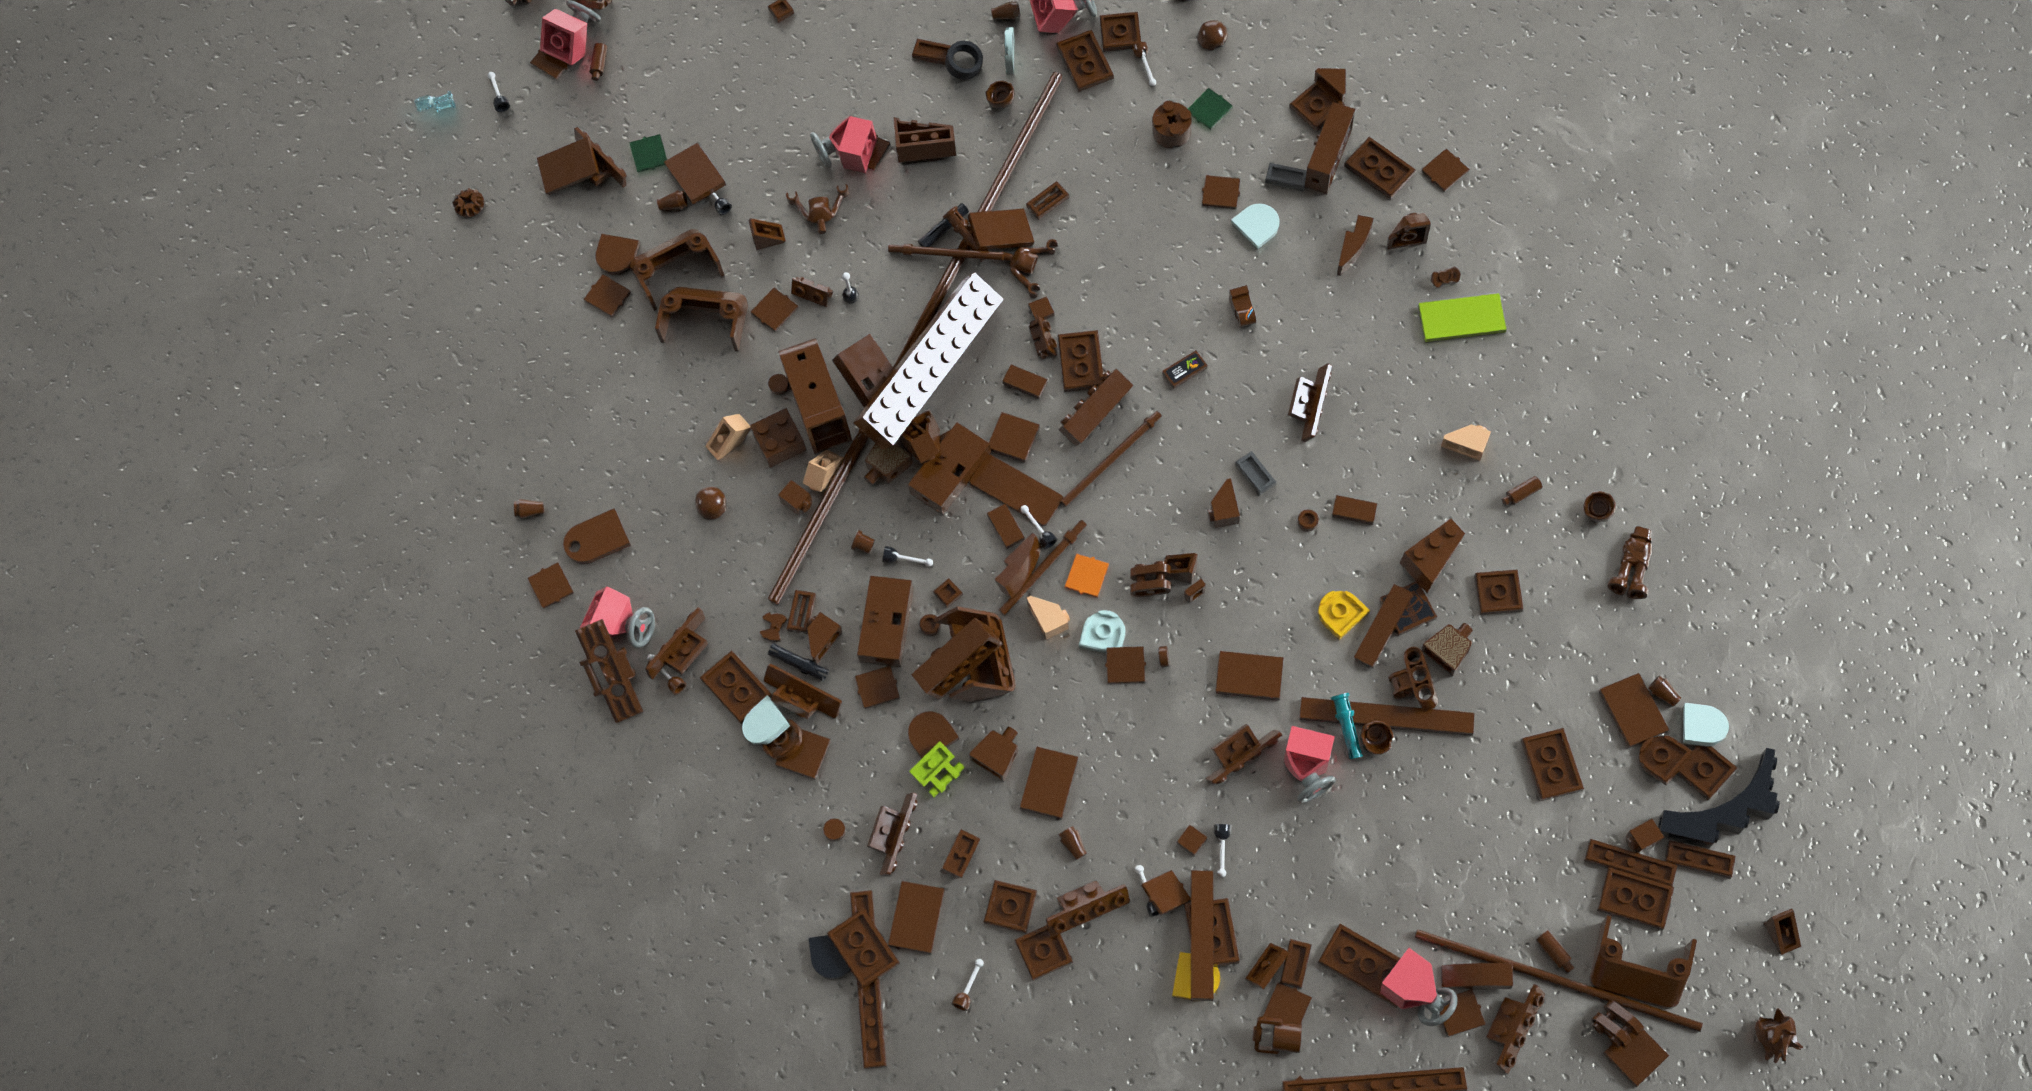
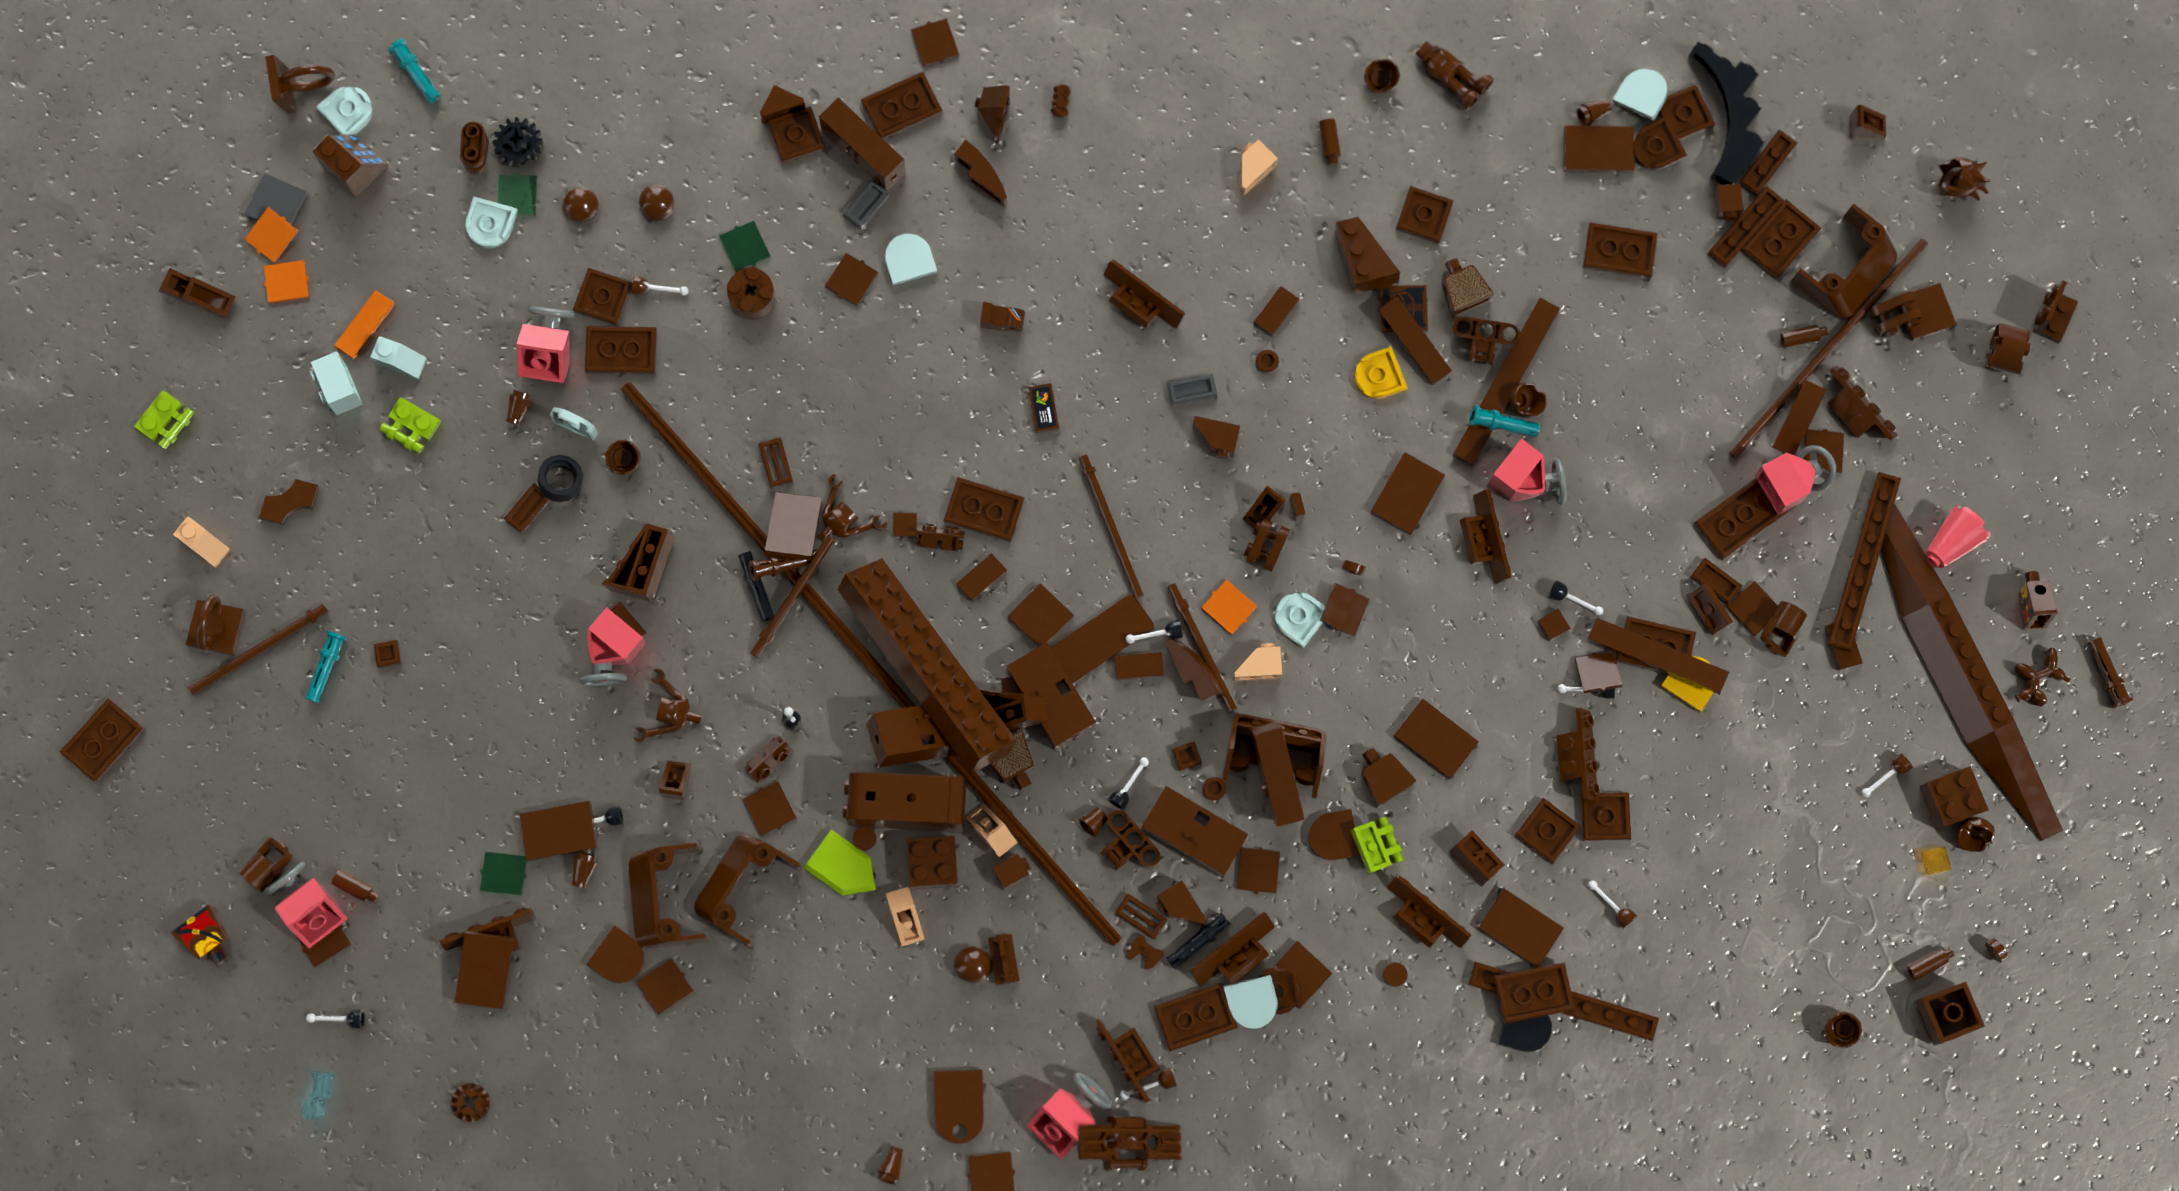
camera: 80 degrees left, 10 degrees up
(724, 523) = (1003, 959): none -> reddish brown hinge
(750, 377) = (842, 866): none -> lime tile
(847, 572) = (1125, 850): none -> reddish brown piece
(1072, 841) = (1508, 741): reddish brown cone -> none
(1095, 407) = (1049, 516): reddish brown brick -> none
(1462, 317) = (1113, 107): lime tile -> none

